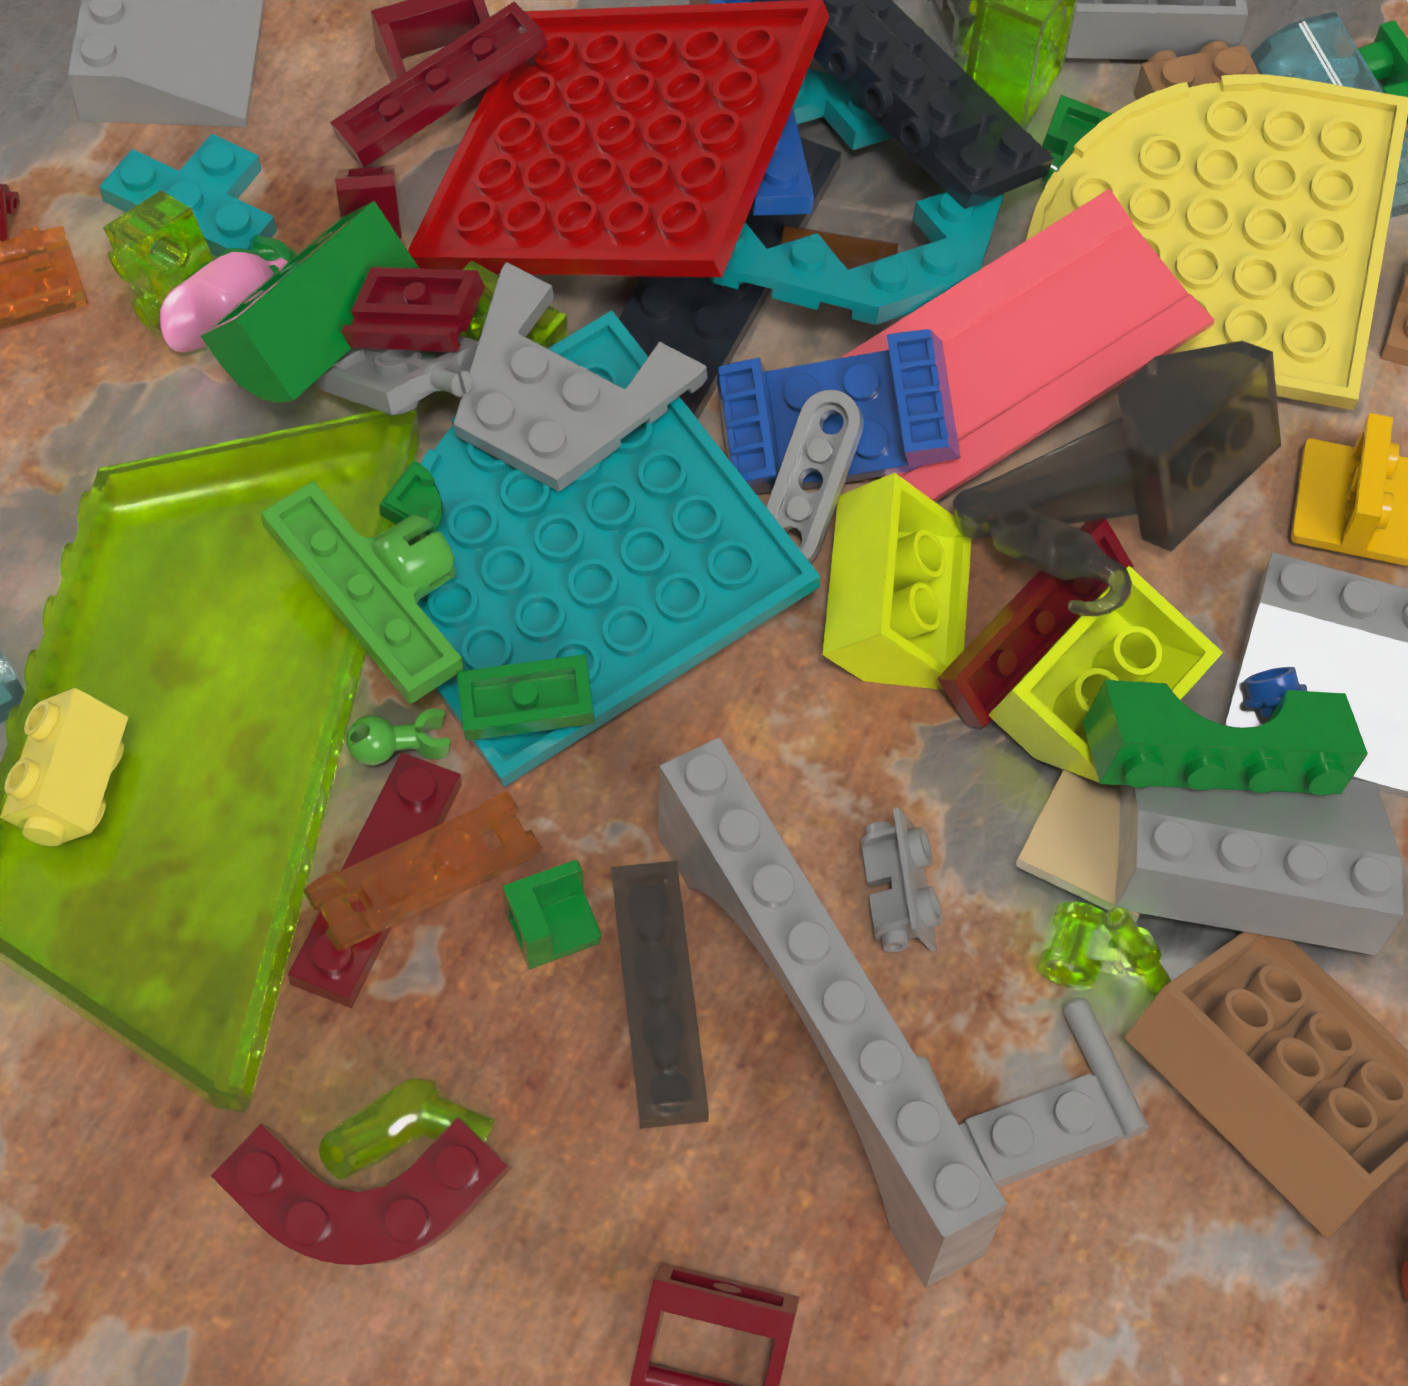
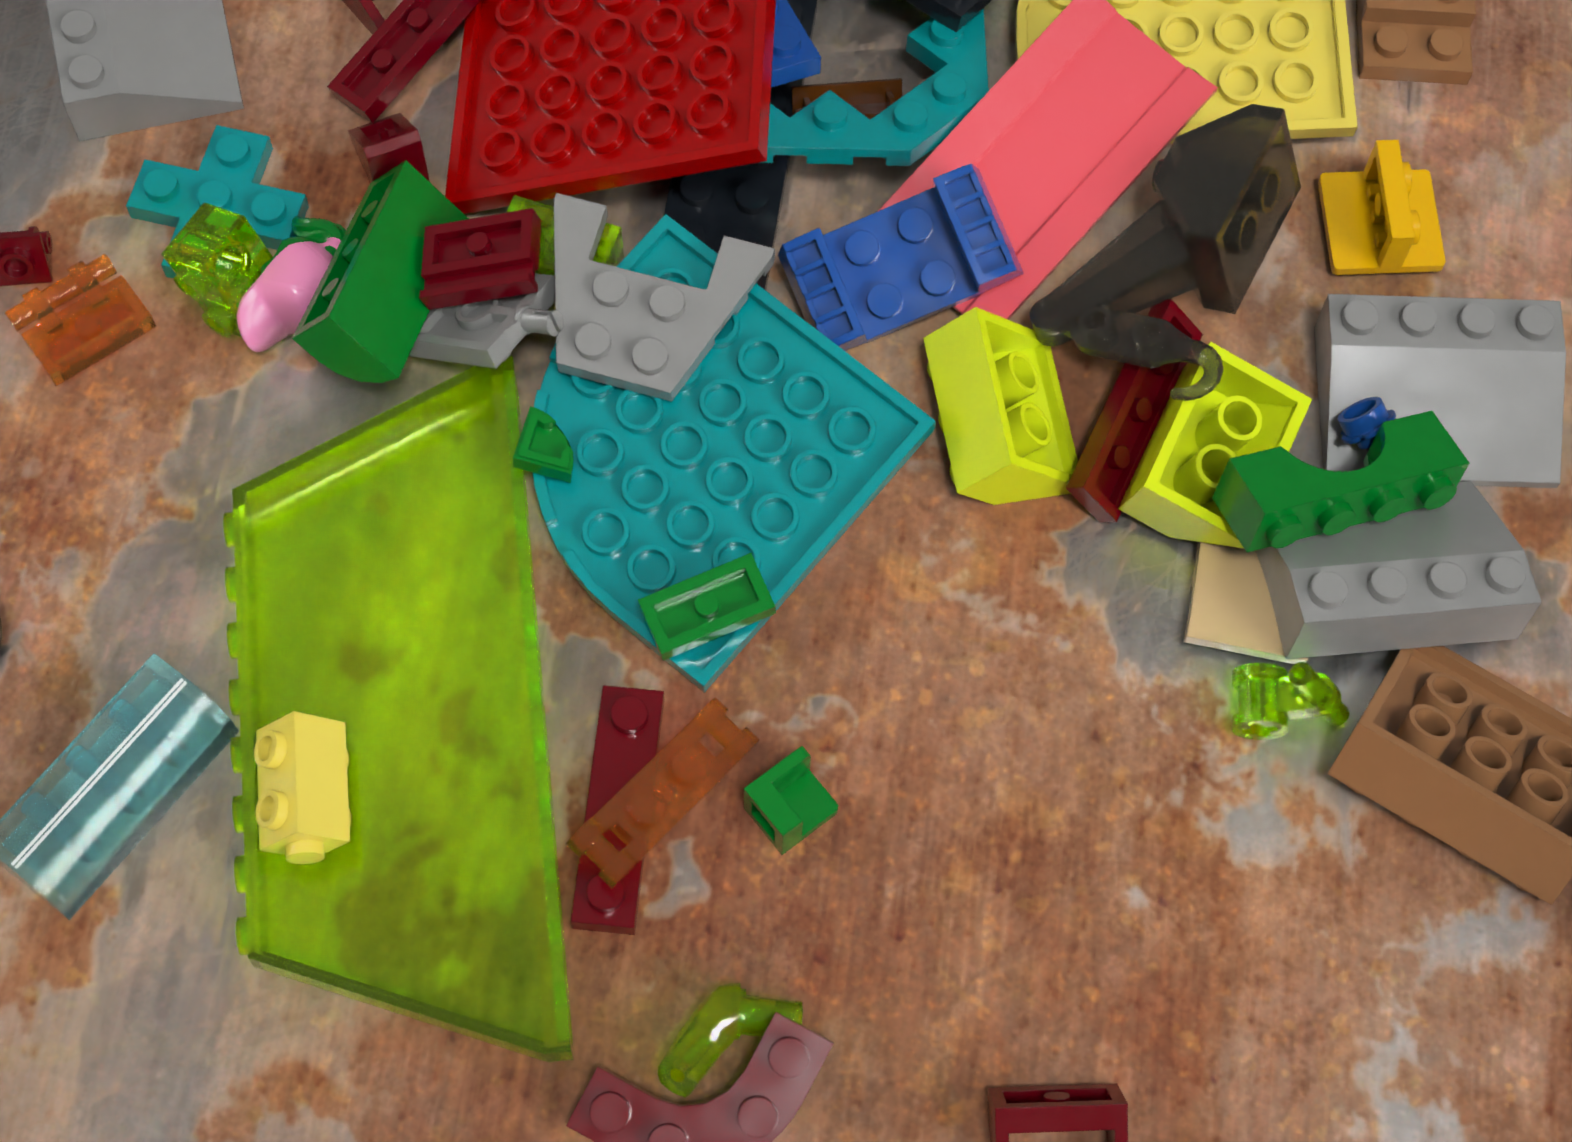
camera: 15 degrees left, 5 degrees up
(373, 584) = (533, 537): bright green plate -> none
(378, 738) = (581, 677): bright green arm -> none
(659, 995) = (909, 847): clear smoke plate -> none
(816, 452) = (898, 302): light grey plate -> none
(911, 906) = (1102, 706): light grey hinge -> none
(925, 1167) = (1200, 941): light grey arch -> none
(1060, 1120) = (1275, 875): light grey plate -> none

